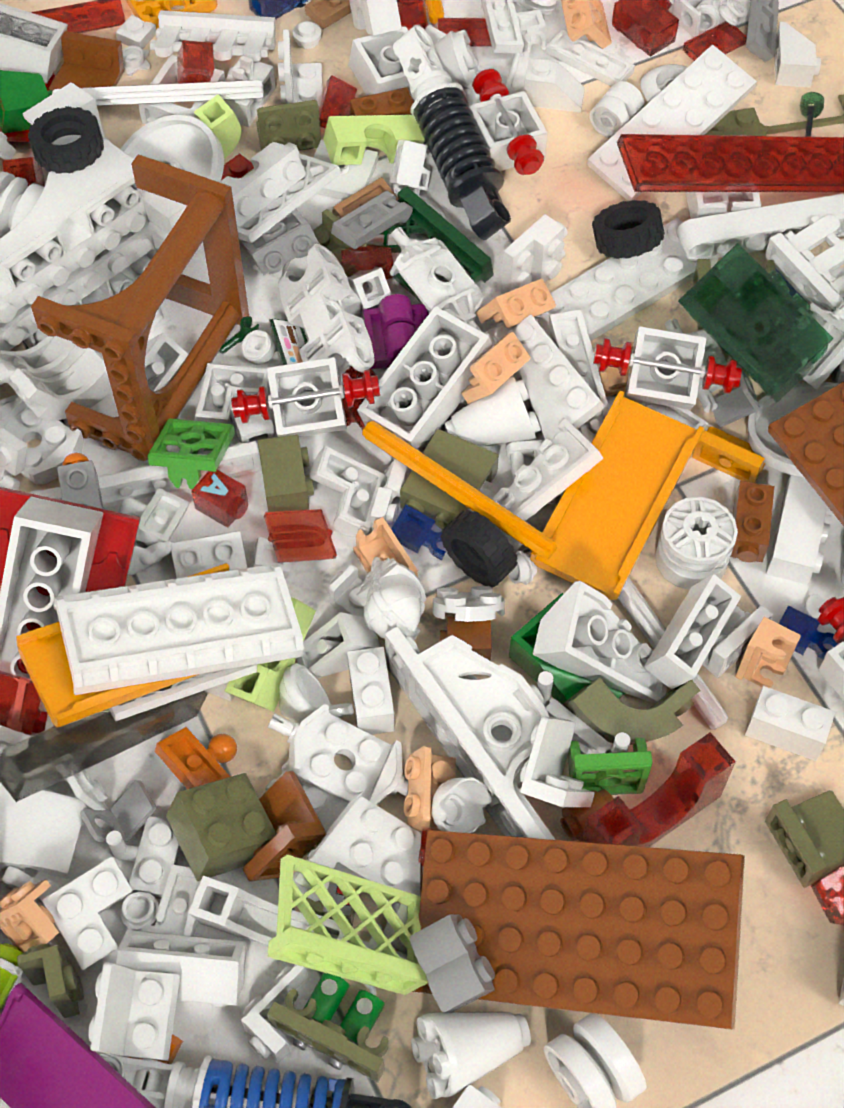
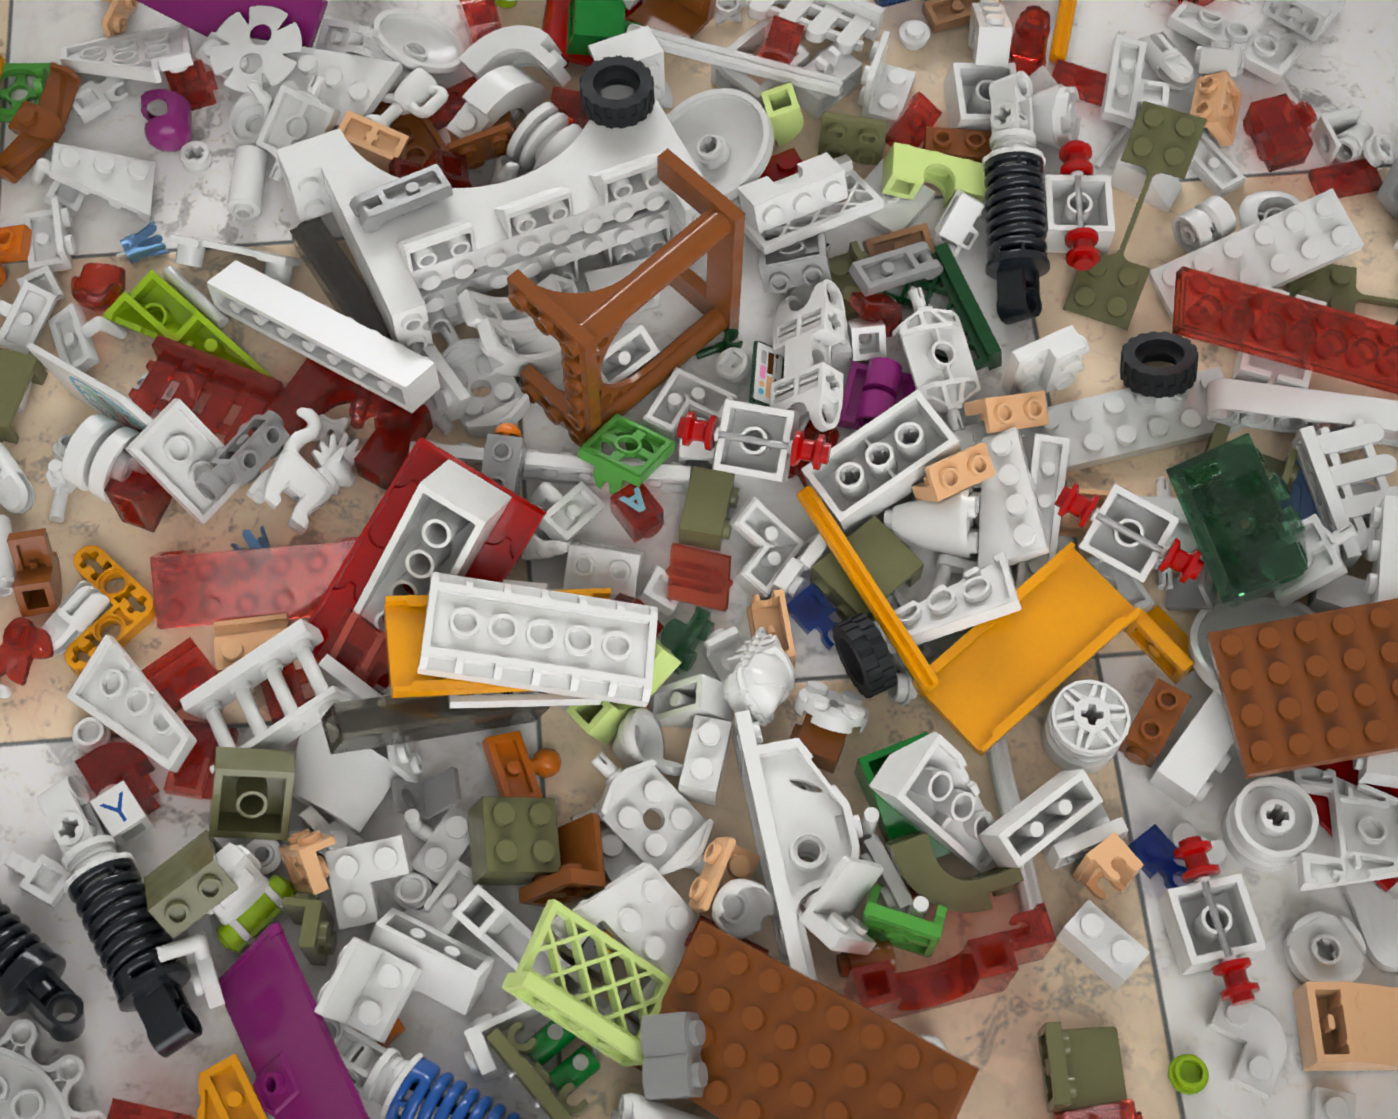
camera: 20 degrees right, 5 degrees up
(311, 589) = (684, 638): none -> clear green piece
(558, 51) = (1161, 144): none -> olive hinge
(731, 729) = (1033, 937): none -> clear red hinge

